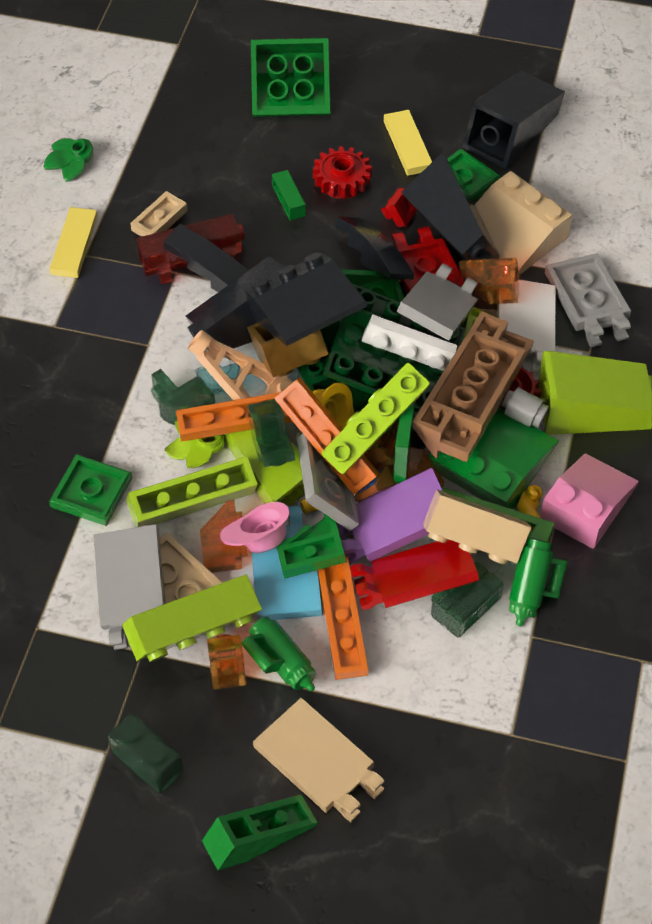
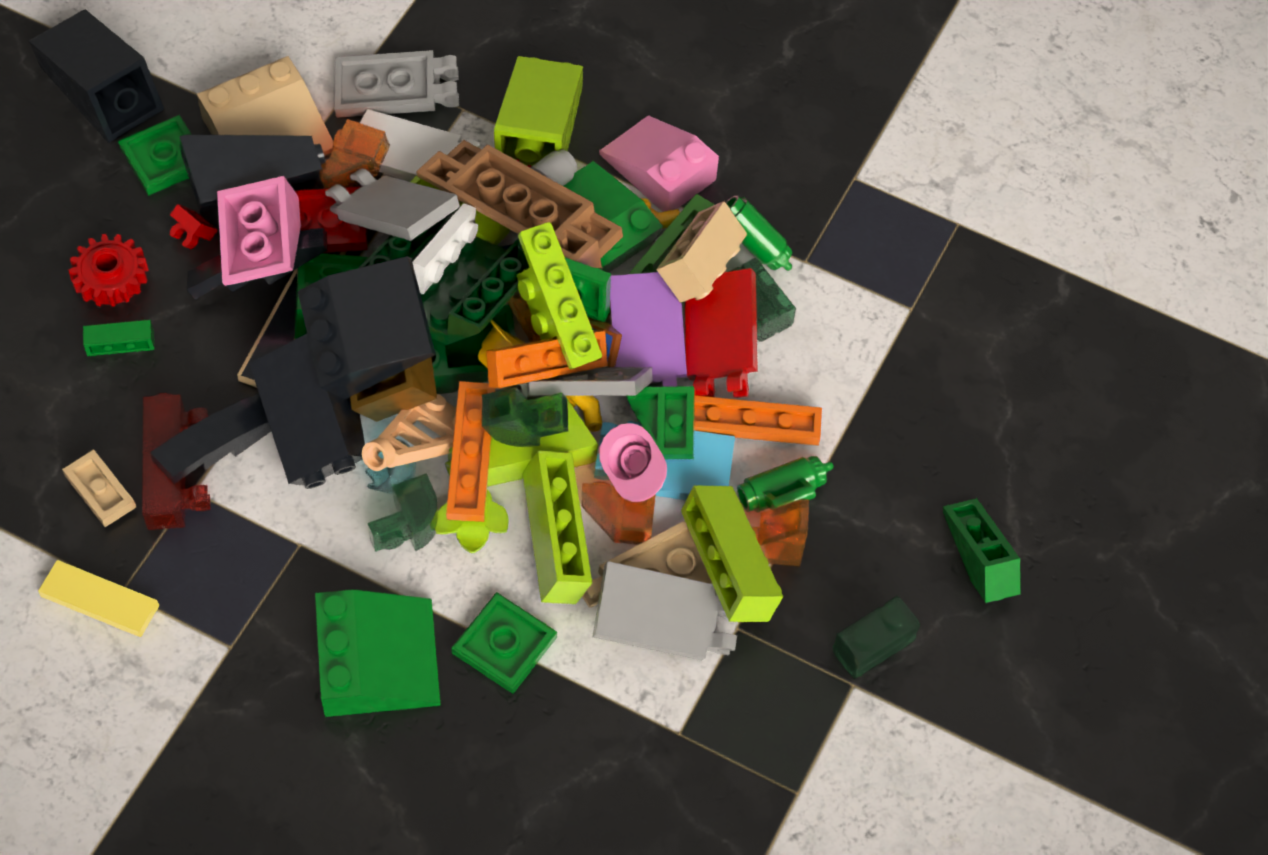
camera: 80 degrees left, 5 degrees up
(61, 405) = (375, 652): none -> green slope
(319, 759) = (908, 480): tan tile -> none
(387, 230) = (258, 230): none -> bright pink slope
(407, 142) = (80, 193): light yellow tile -> none

